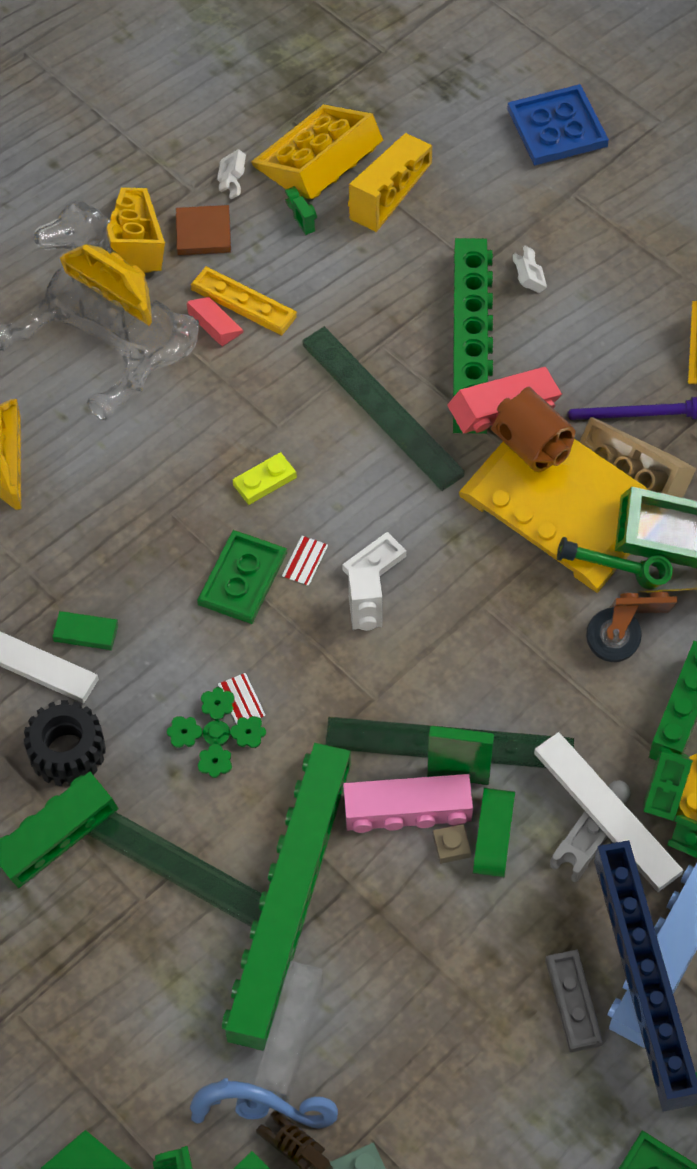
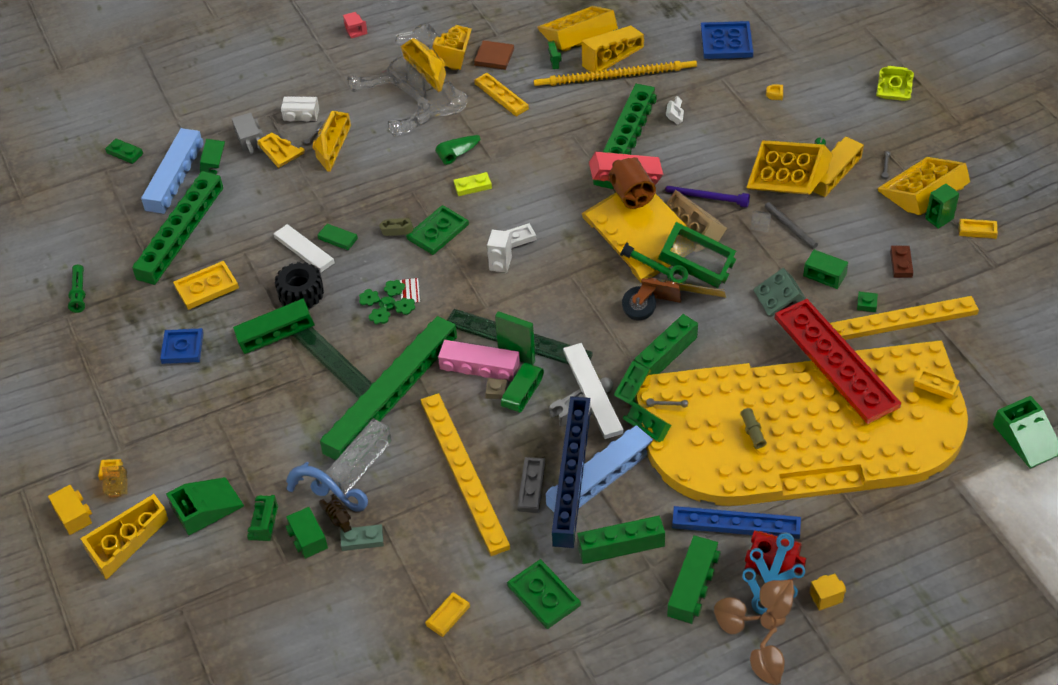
camera: 20 degrees right, 10 degrees down
(176, 590) = (395, 227): none -> olive beam
(209, 423) = (451, 149): none -> green piece
(214, 320) = (479, 100): coral slope -> none
(230, 170) = (522, 28): white plate -> none
(305, 560) = (477, 230): sticker -> none
(318, 256) = (553, 80): none -> yellow hose
(383, 408) = (557, 164): clear green tile -> none
(465, 1012) = (465, 475): none -> yellow plate
(665, 202) = (774, 92): none -> yellow tile

